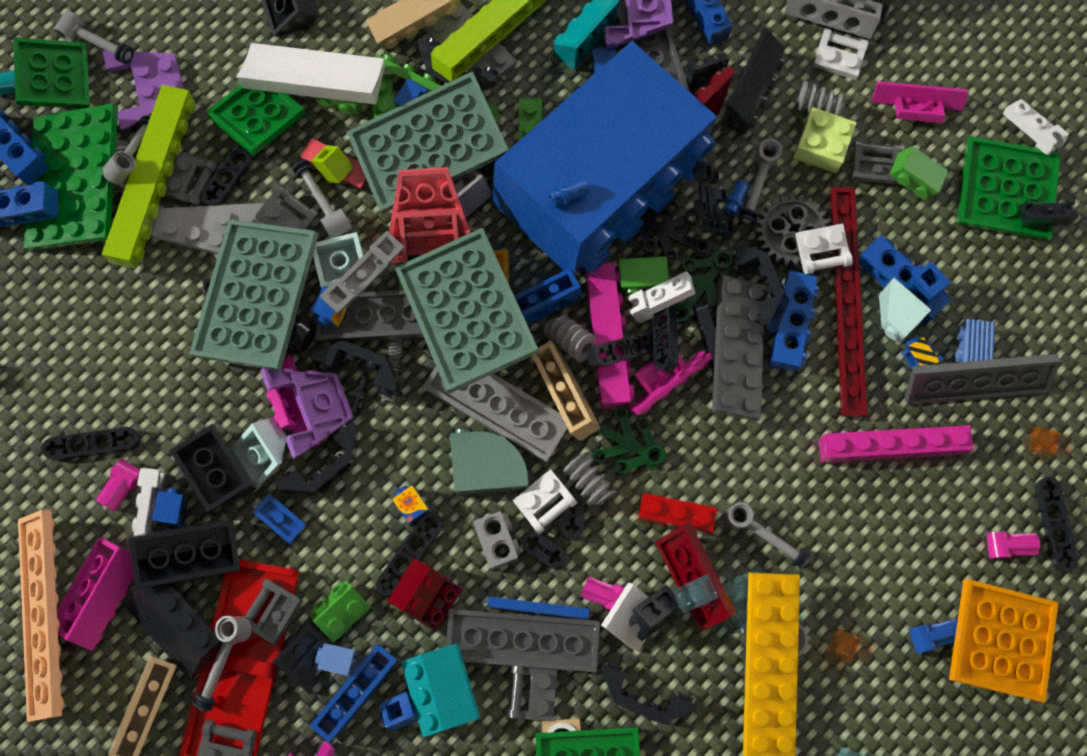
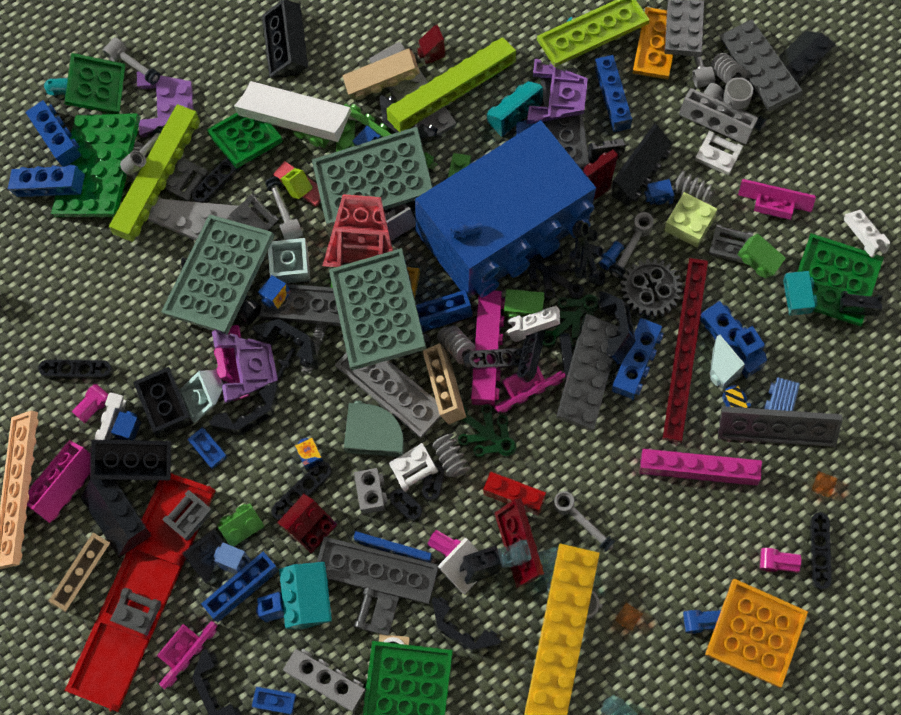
camera: 20 degrees right, 5 degrees down
(224, 633) = (155, 523): light grey piece -> none
(362, 273) = (303, 270): light grey slope -> none
(780, 112) = (659, 192): none -> blue brick
(821, 241) = (671, 298): white plate -> none
(973, 211) = (799, 293): none -> teal brick

